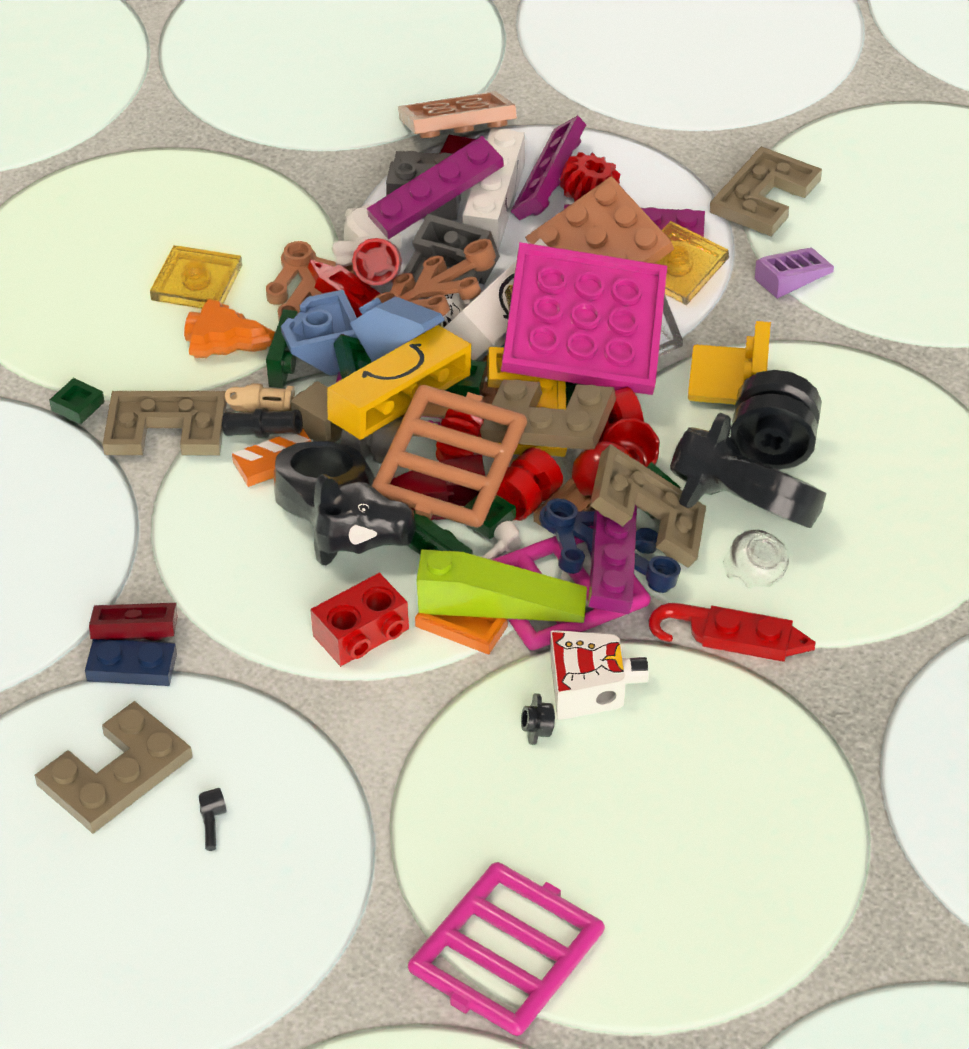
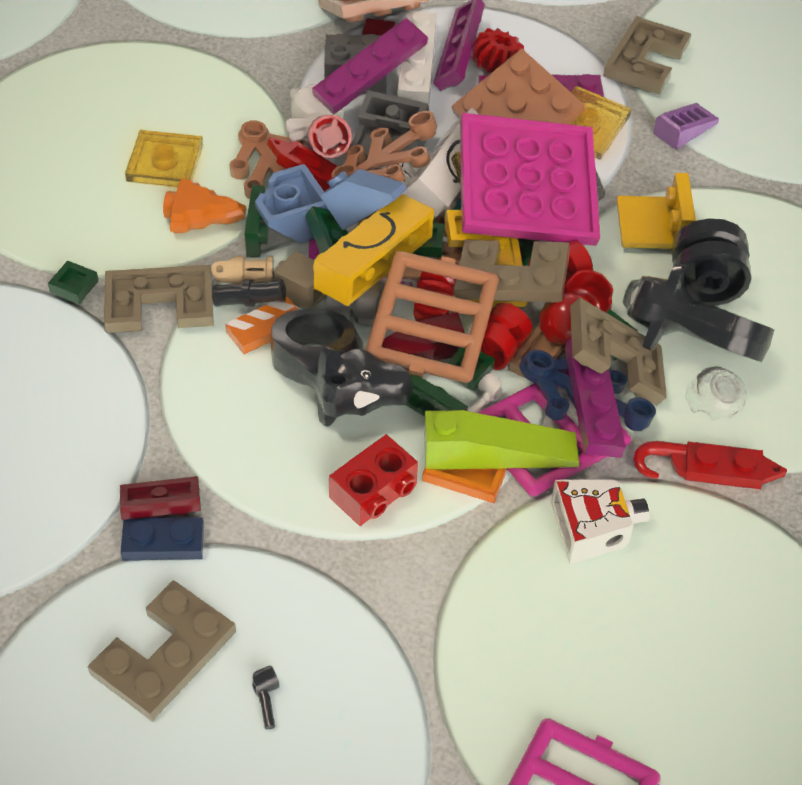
camera: 10 degrees left, 5 degrees up
(538, 719) = (556, 567): black plate -> none

